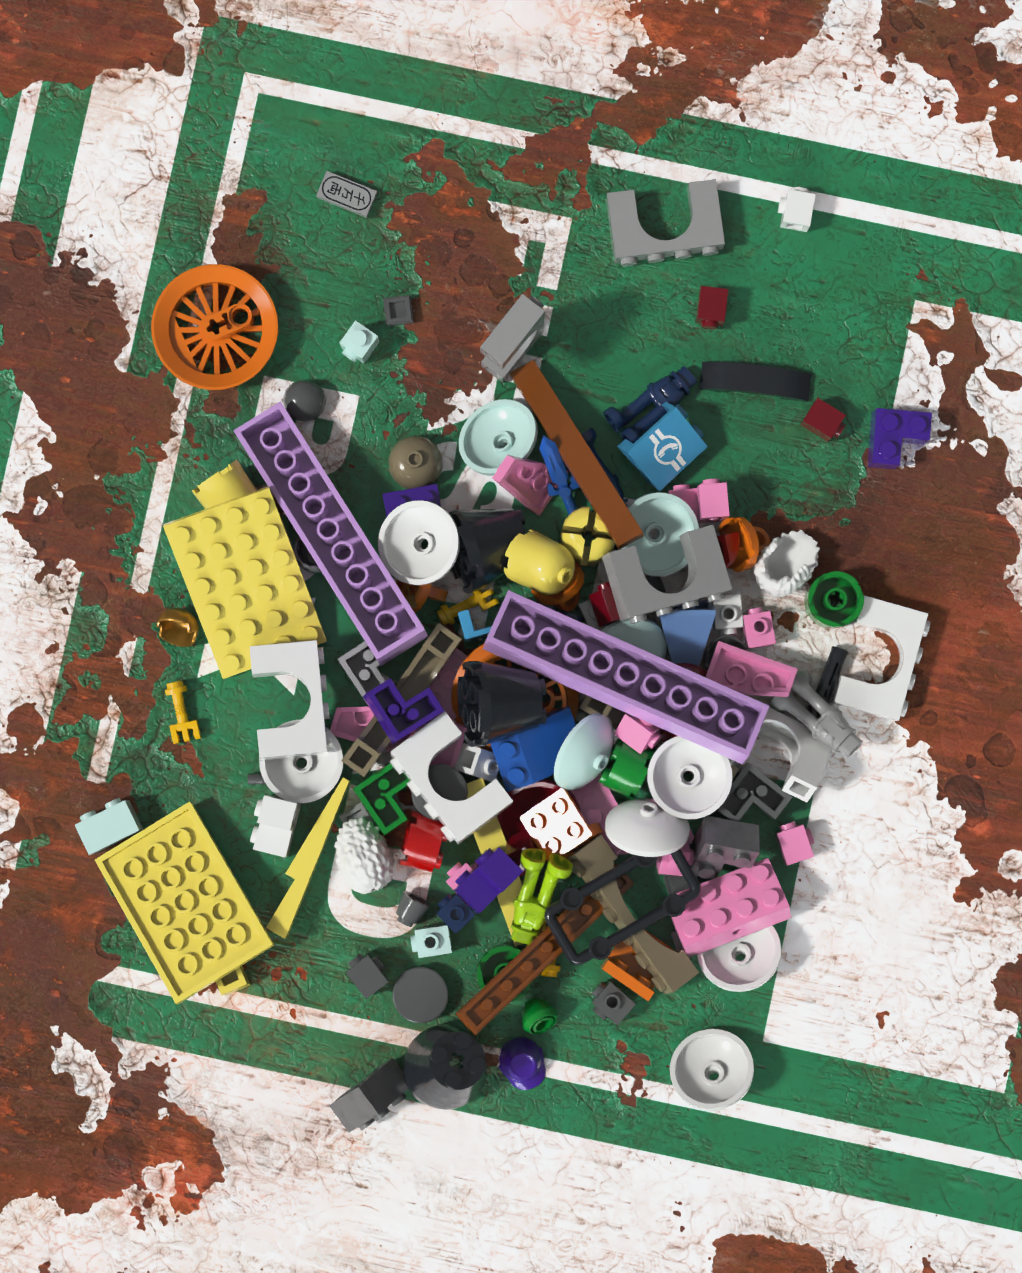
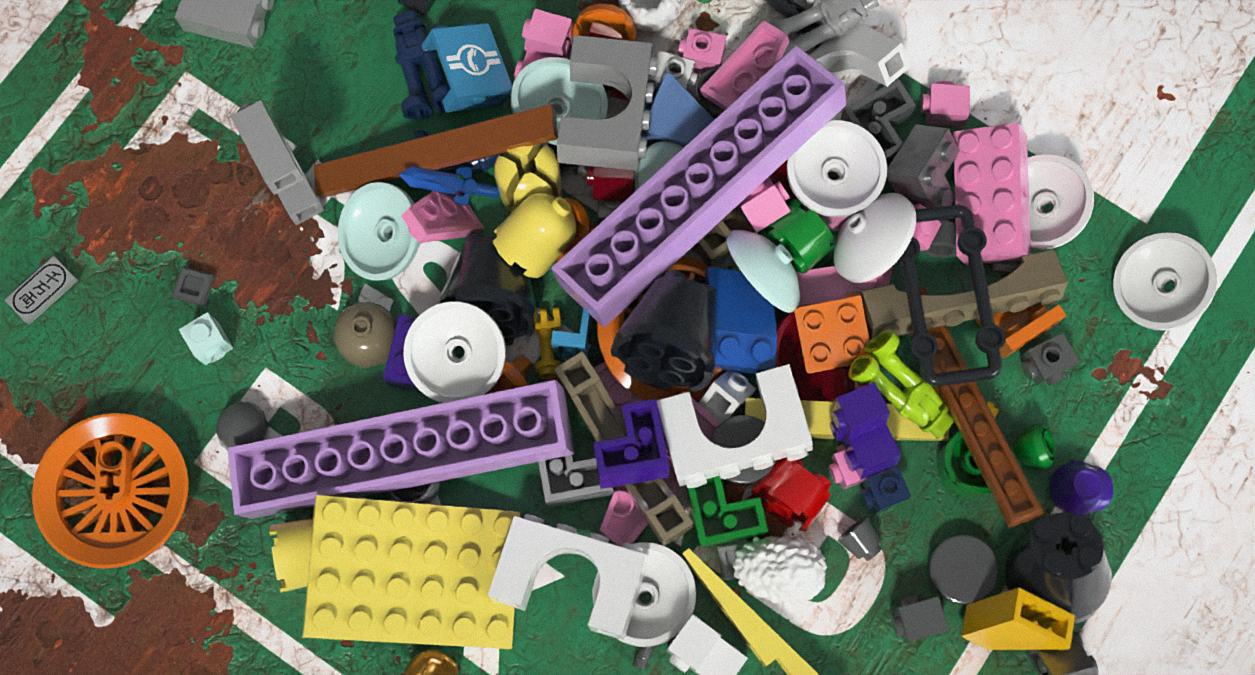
camera: 65 degrees left, 10 degrees down
(391, 1048) = (1017, 623): none -> yellow slope
(431, 941) = (907, 530): light aqua brick -> none

